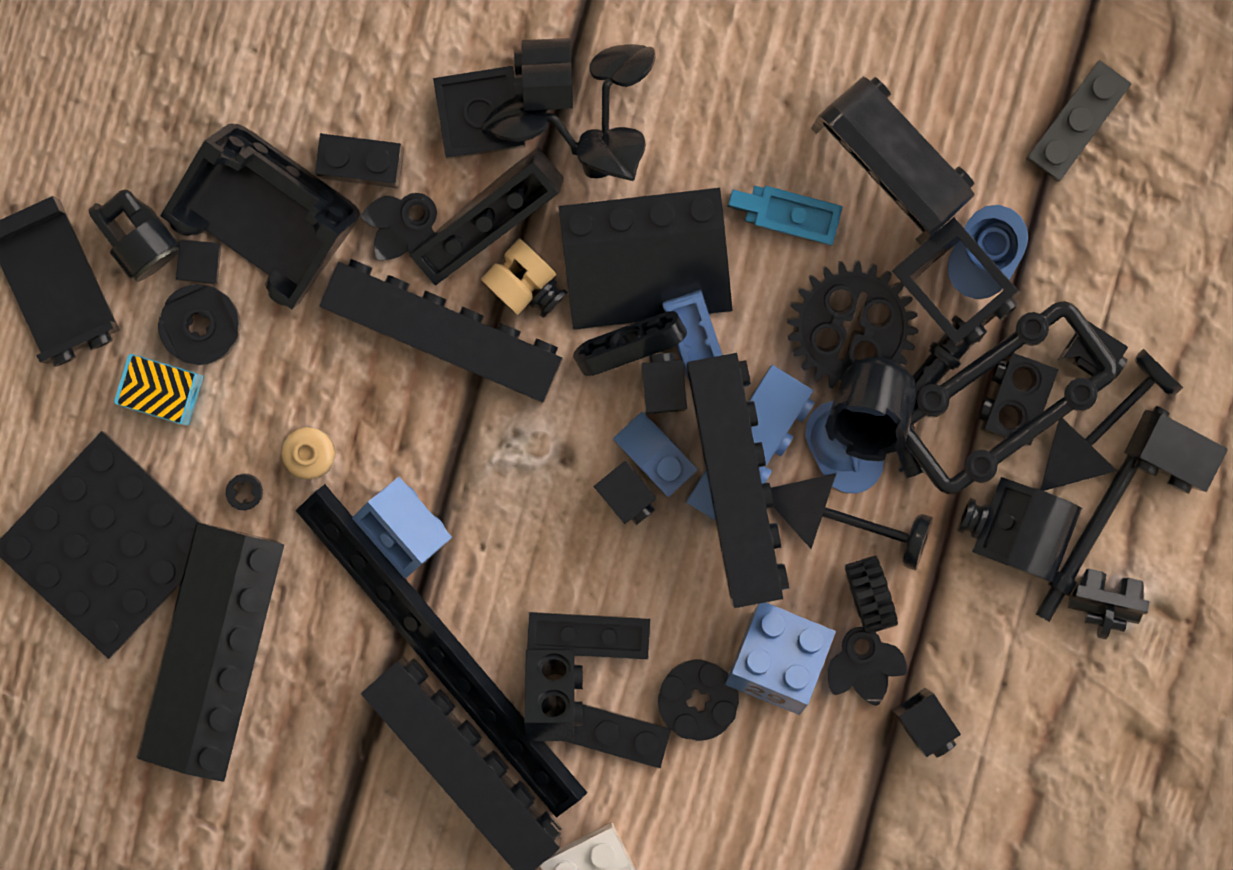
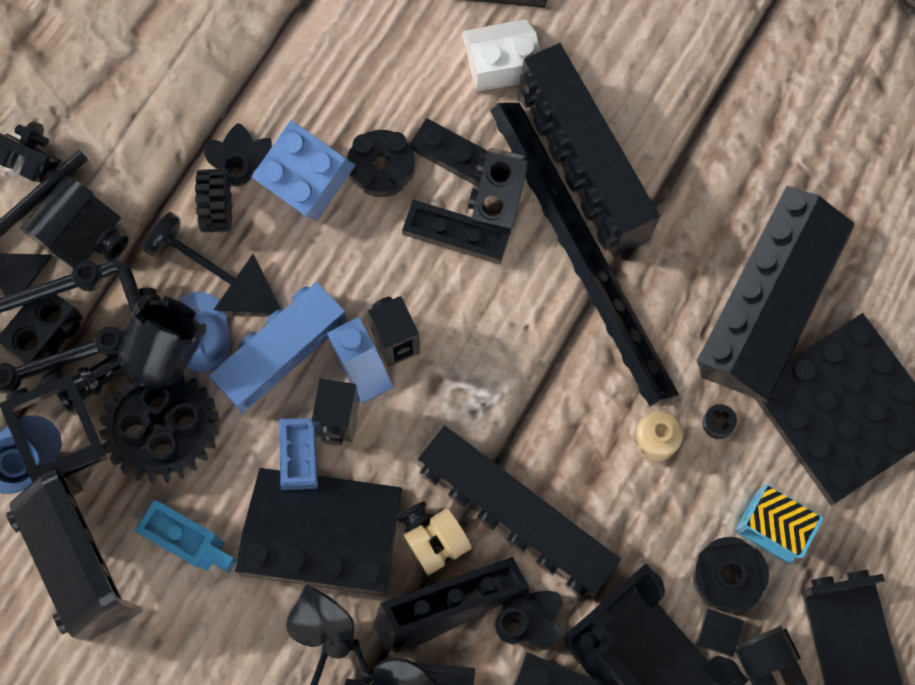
camera: 170 degrees left, 15 degrees down
(402, 527) = (591, 353): medium blue brick -> none
(630, 343) = (379, 456): black beam -> none
(735, 480) = (295, 308): black brick -> none
(927, 723) = (200, 91): black brick -> none

